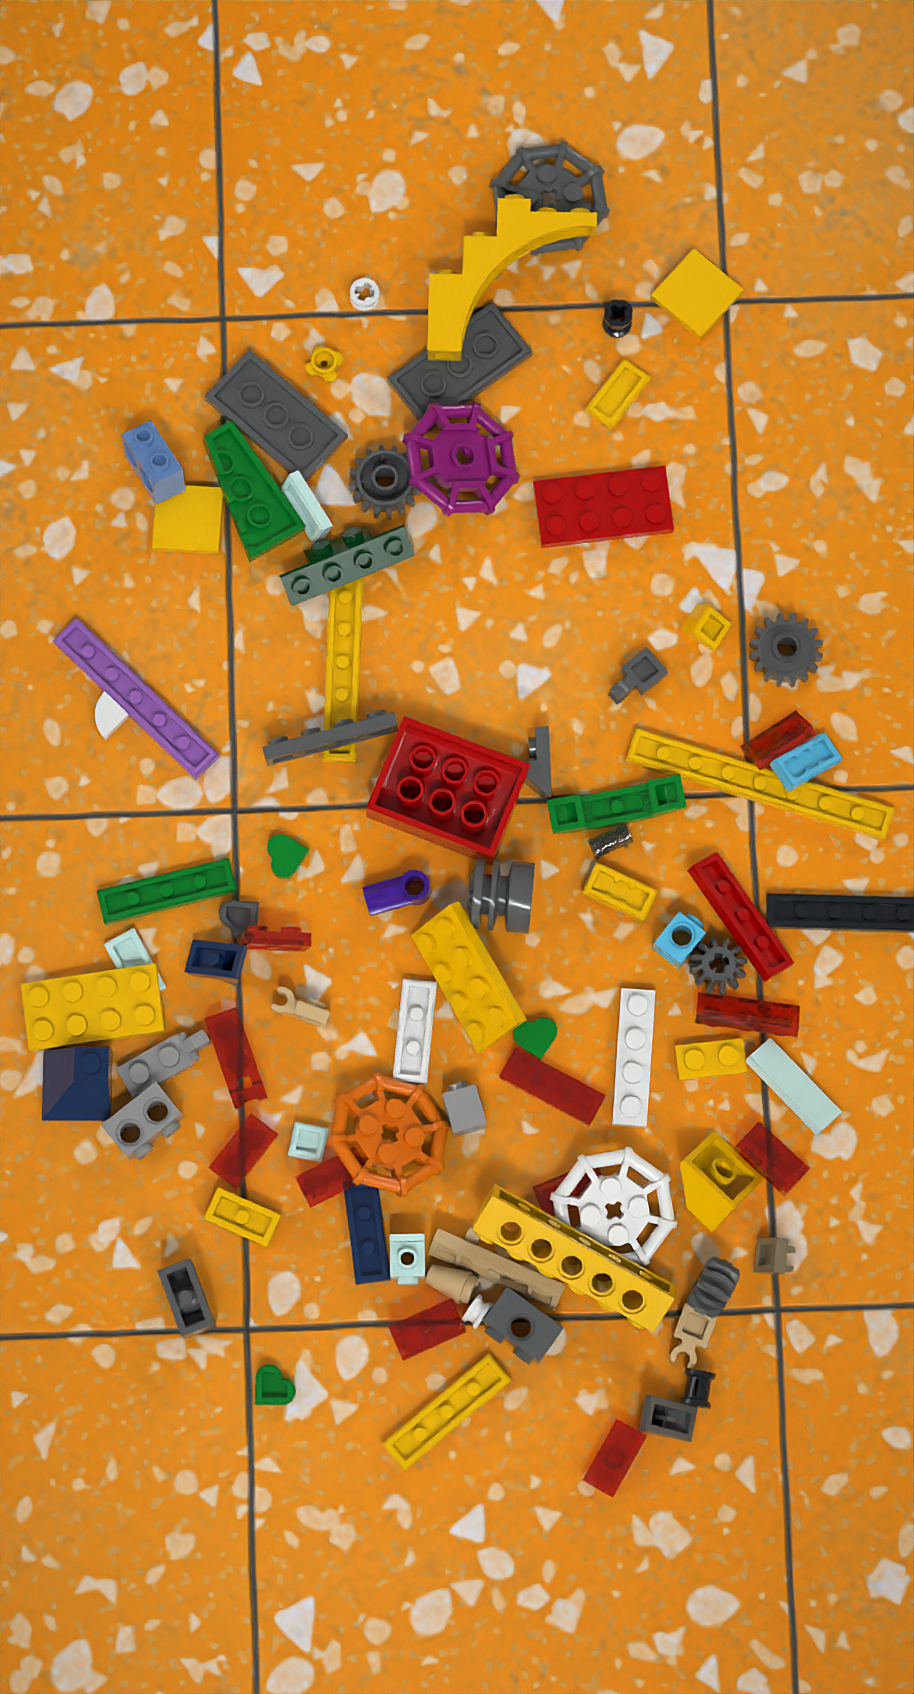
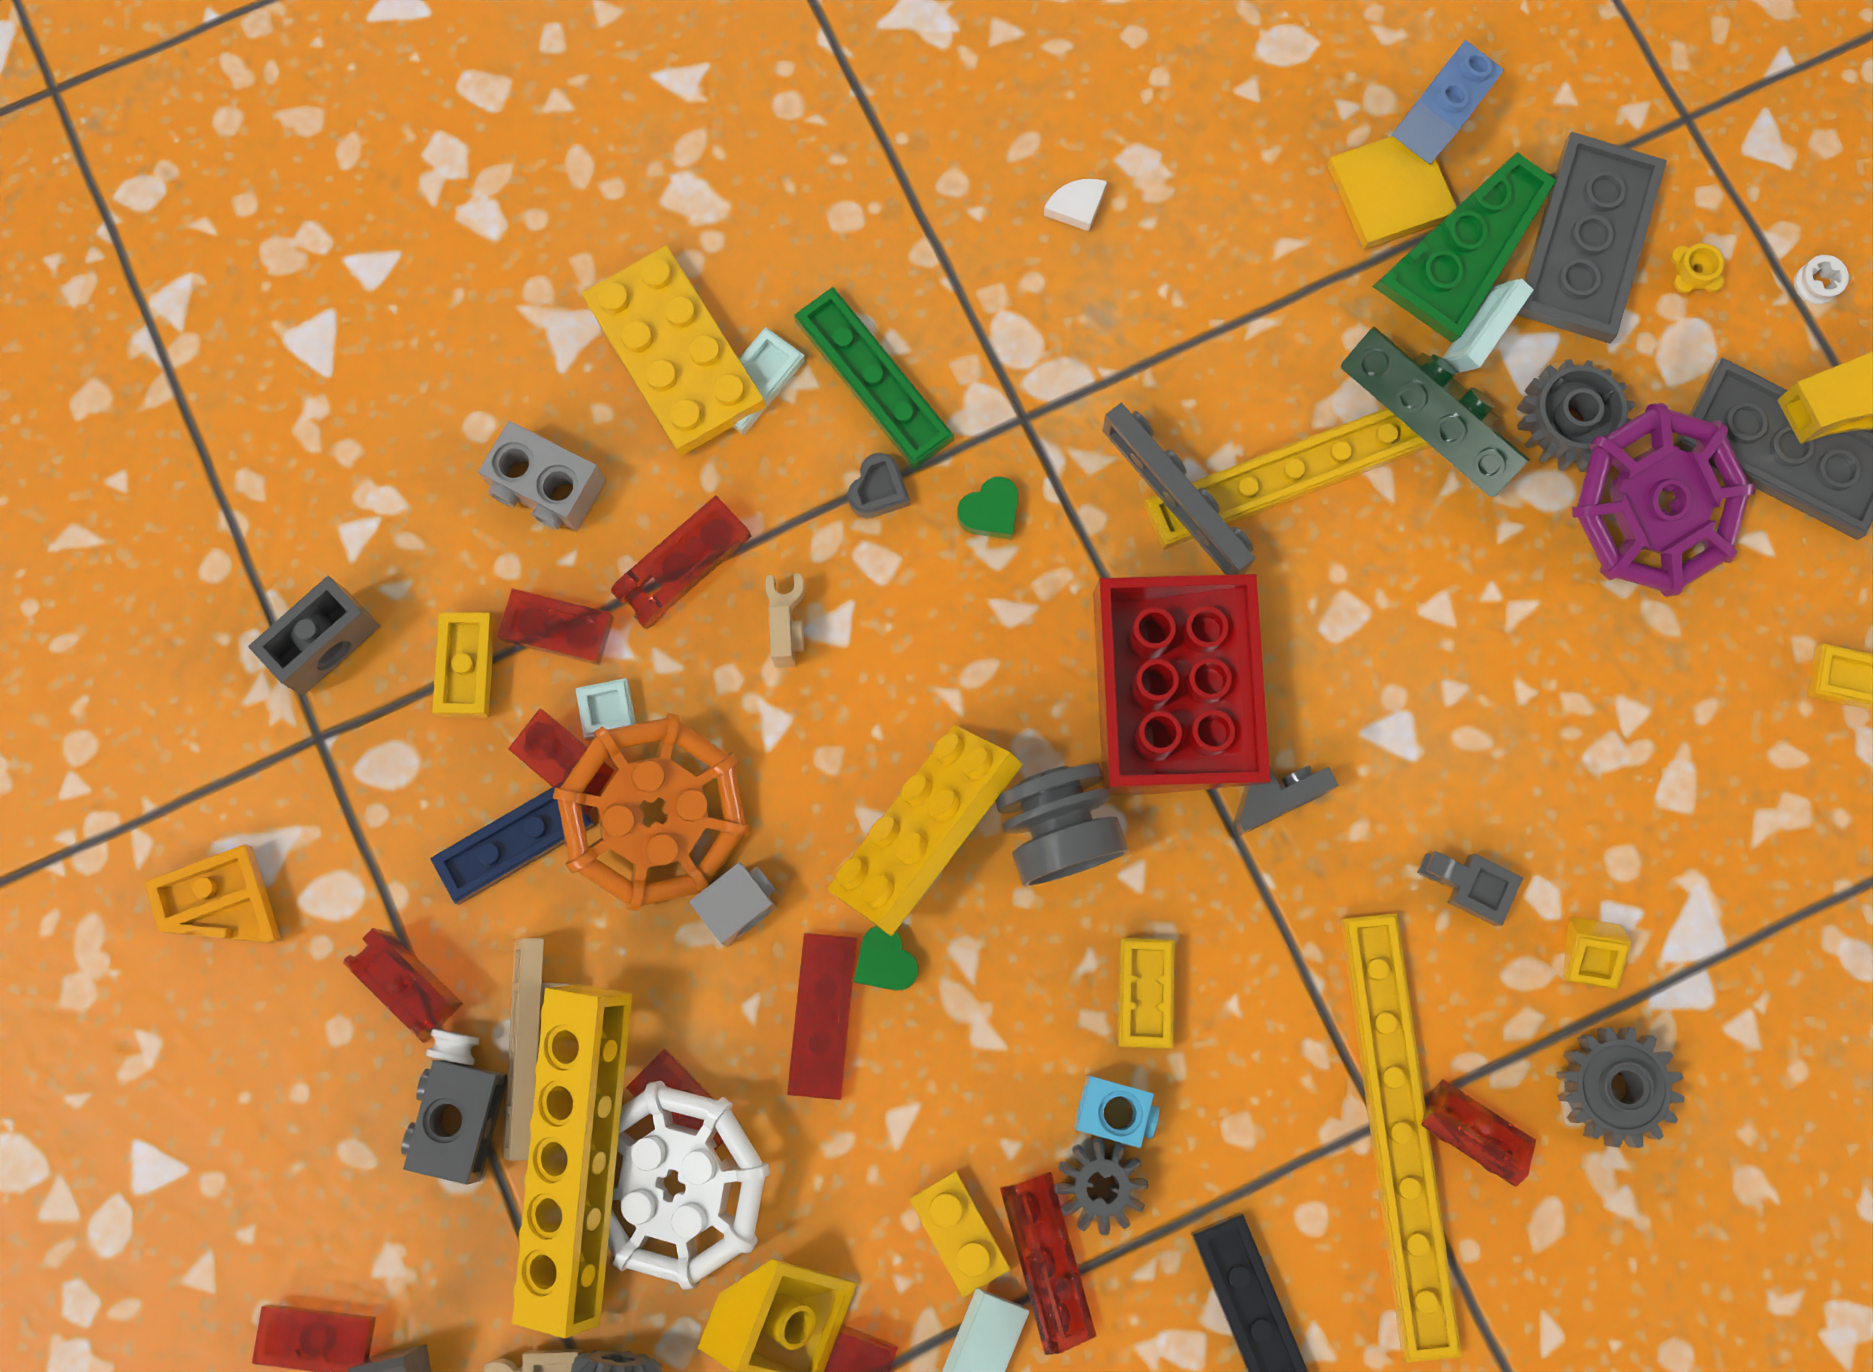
camera: 70 degrees right, 0 degrees up
(77, 1084) = (562, 377): dark blue slope -> none
(136, 698) = (1115, 229): medium lavender tile -> none
(162, 1061) = (637, 469): light grey hinge -> none
(216, 960) = (801, 480): dark blue slope -> none
(272, 1388) = (247, 806): green tile -> none
(289, 939) = (856, 518): clear red plate -> none
(324, 1425) = (215, 899): none -> light orange wing
(393, 893) = (1001, 676): dark purple piece -> none
(407, 1244) = (510, 914): light aqua brick -> none
(414, 1031) = (820, 788): white tile -> none
(446, 1412) = (298, 1064): yellow tile -> none
(453, 1283) = (481, 995): tan cone -> none
(603, 506) = (1695, 731): red plate -> none
(610, 841) = (1215, 948): clear smoke pin -> none
(616, 806) = (1270, 936): green slope -> none
(633, 1058) = (913, 1117): white plate -> none
(740, 916) = (1188, 1190): red plate -> none
(806, 761) = (1467, 1189): medium azure plate -> none

